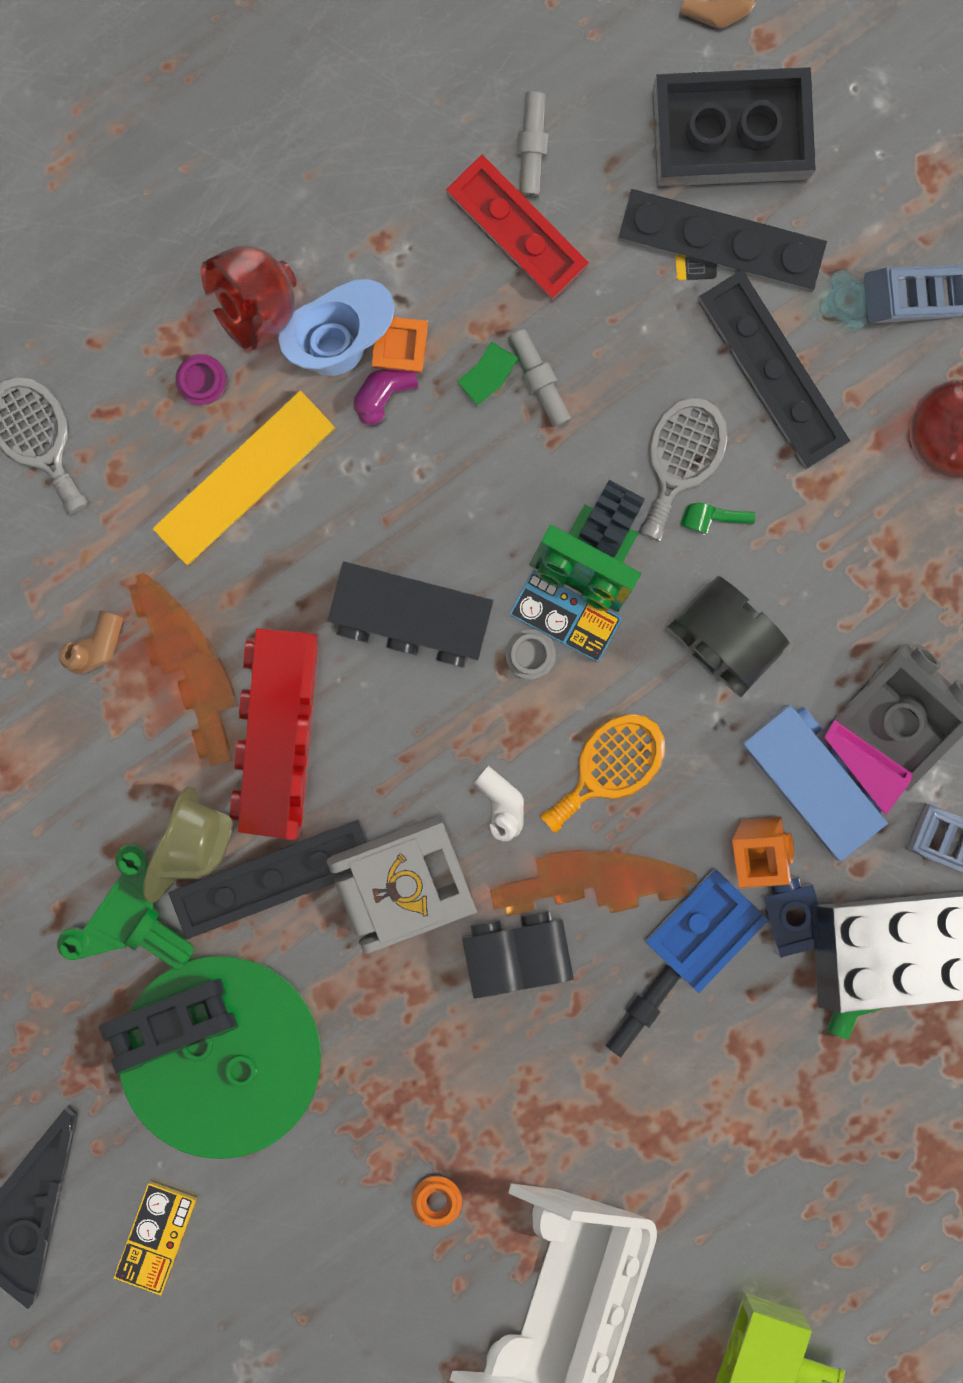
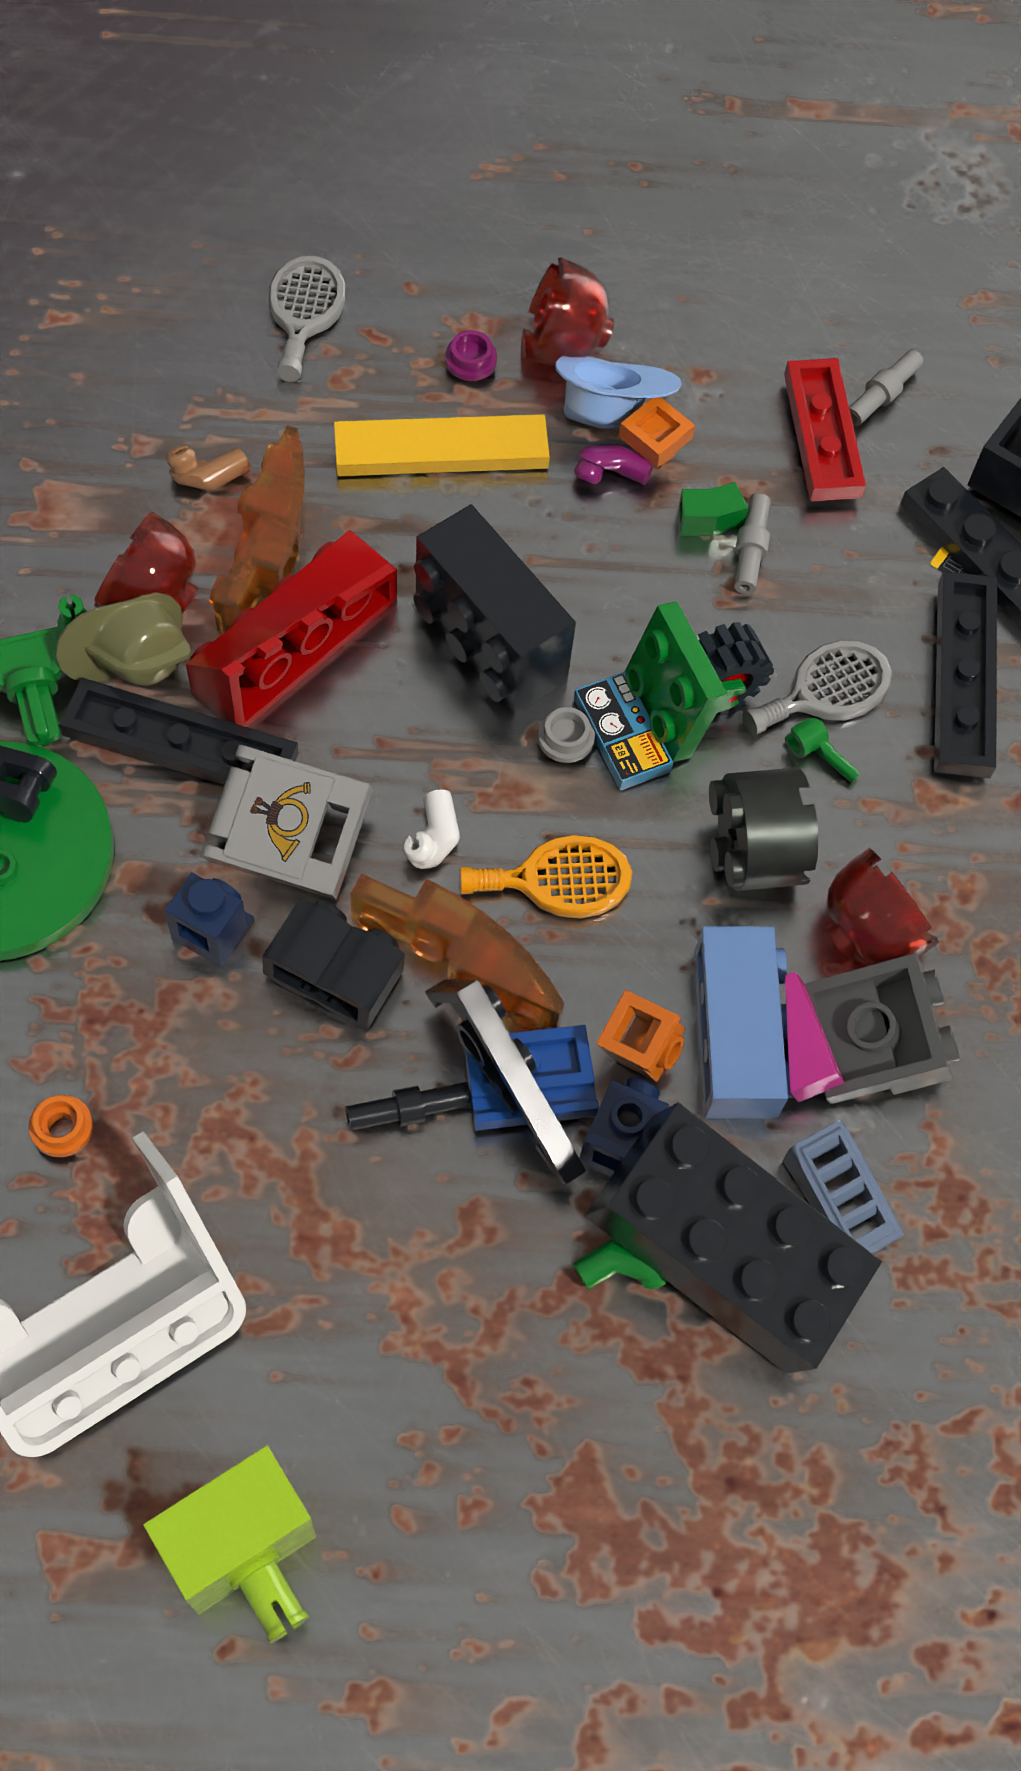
camera: 30 degrees right, 25 degrees down
(145, 778) = (153, 563): none -> clear red cylinder
(410, 993) = (208, 918): none -> dark blue brick
(694, 950) = (507, 1068): none -> wing
(849, 633) = (875, 914): none -> clear red cylinder

